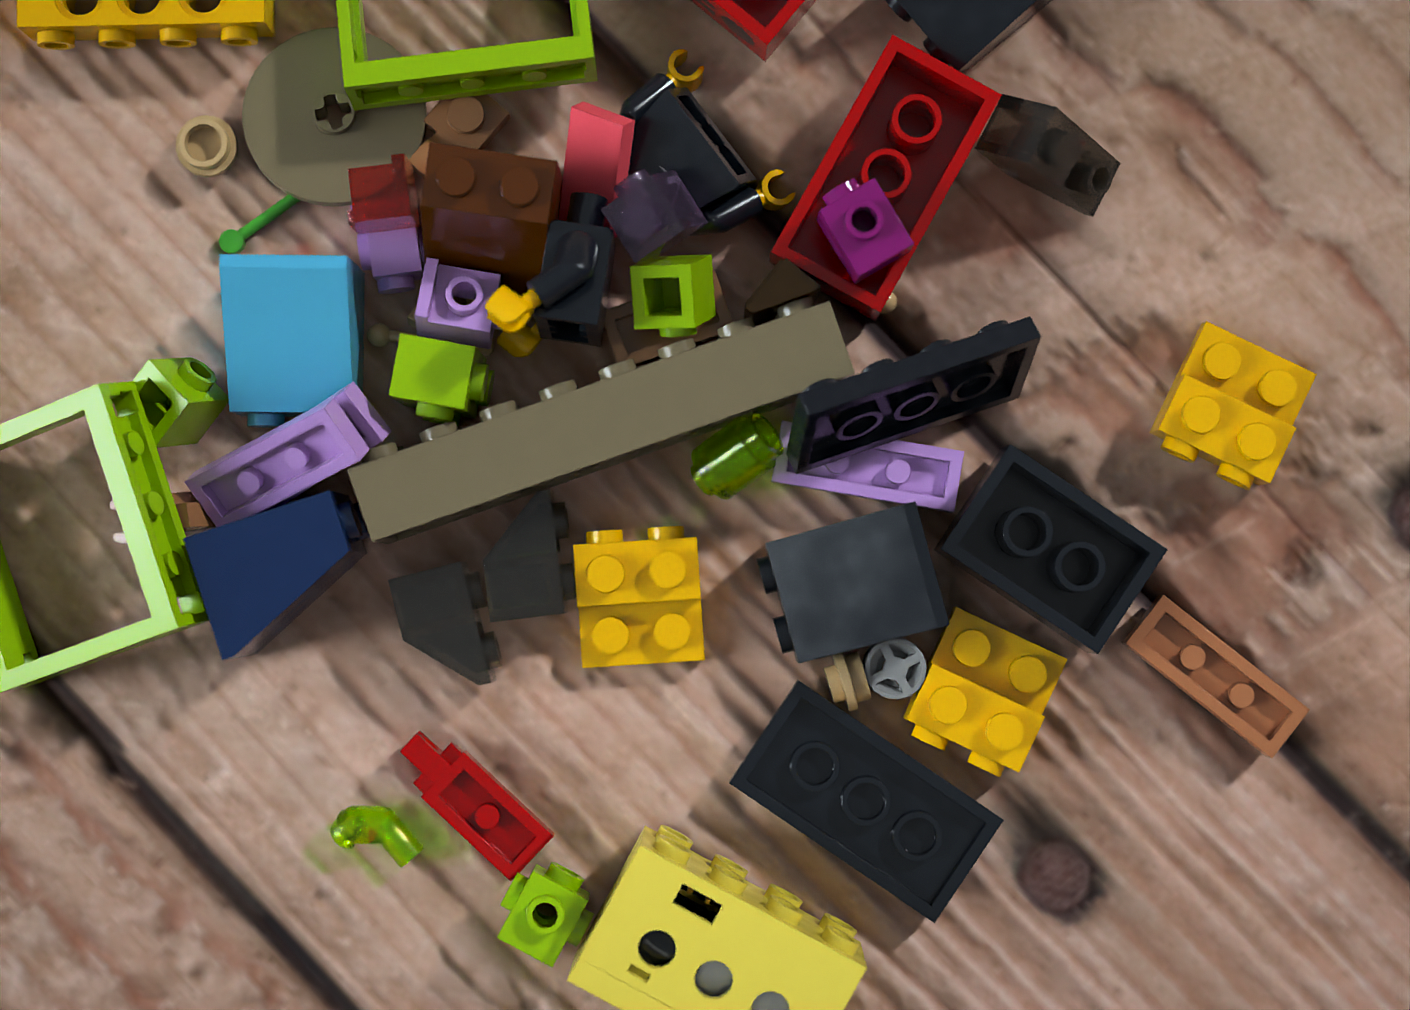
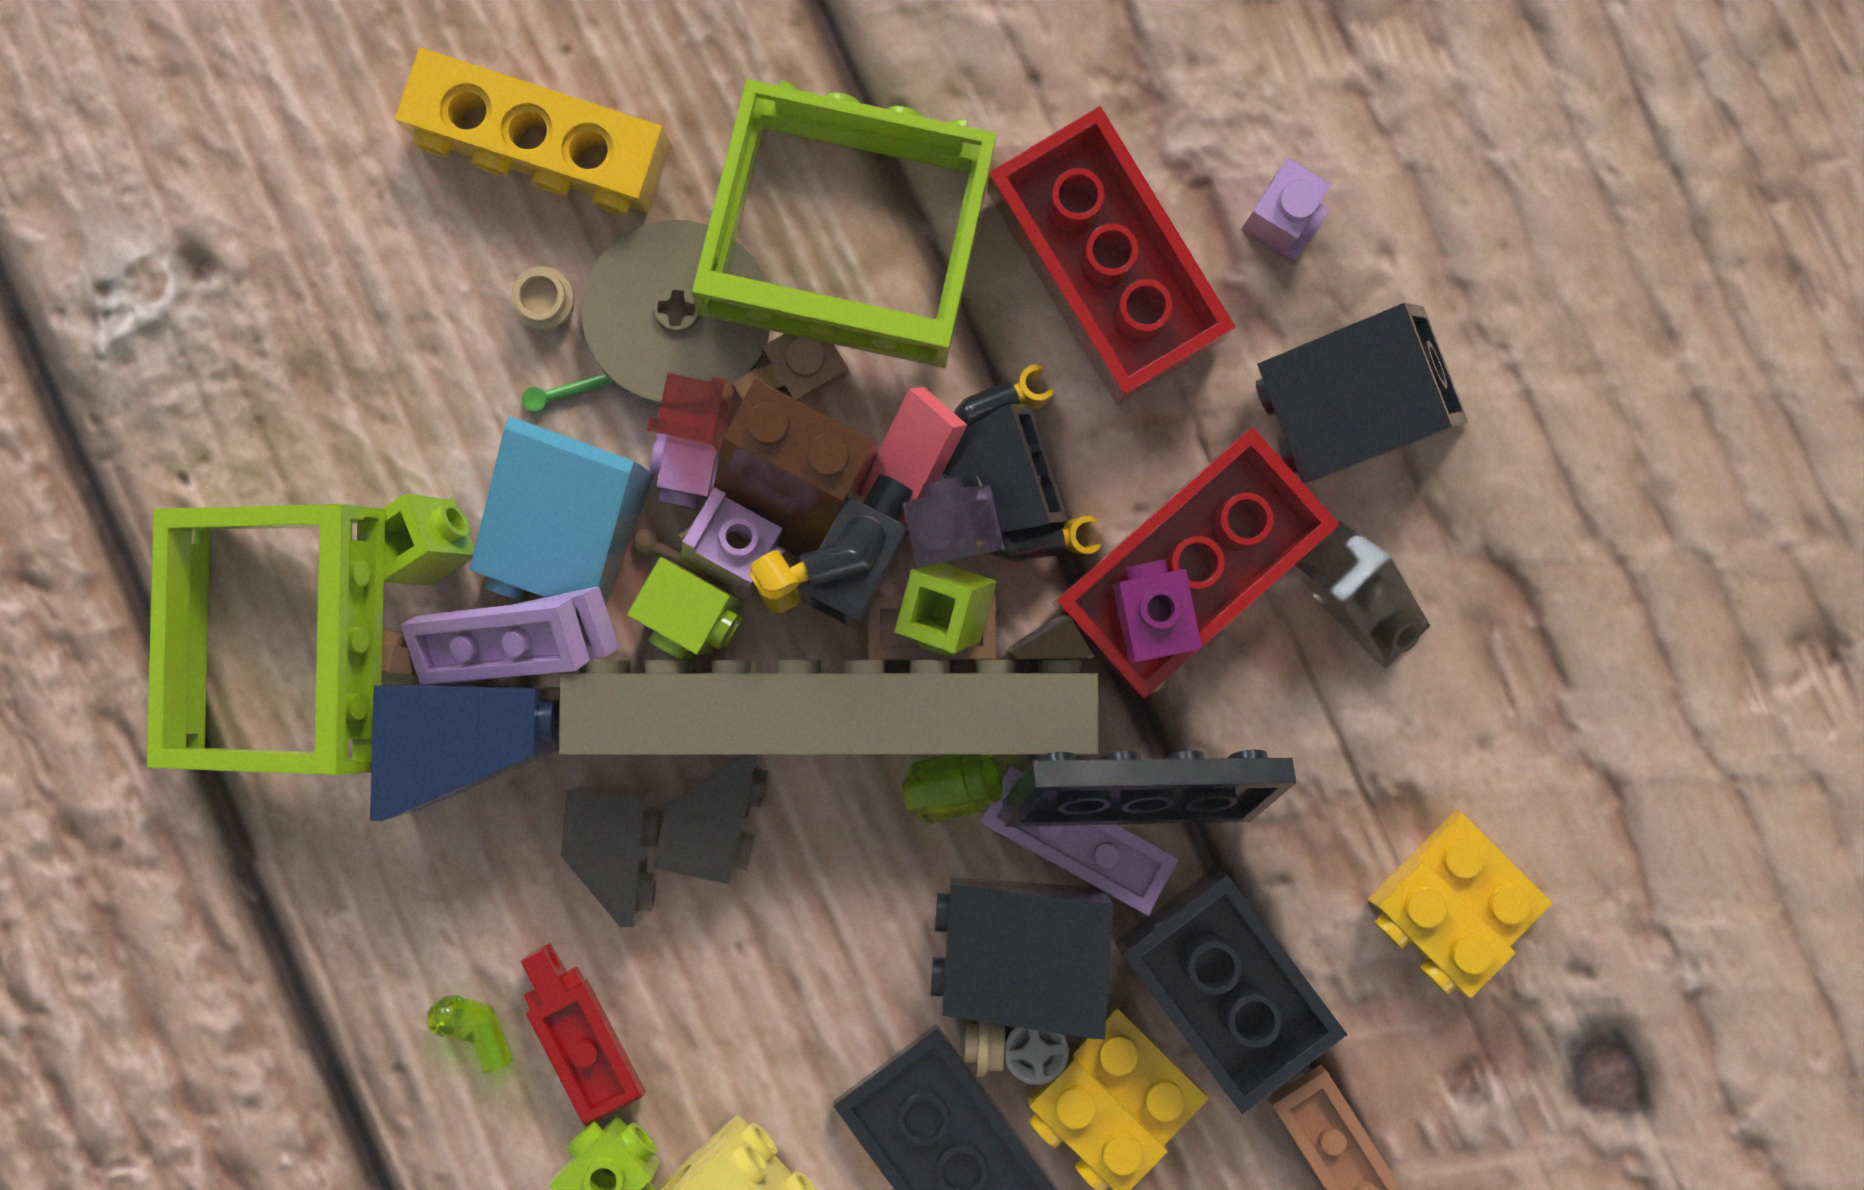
camera: 20 degrees right, 0 degrees up
(639, 598) = (808, 890): yellow plate -> none

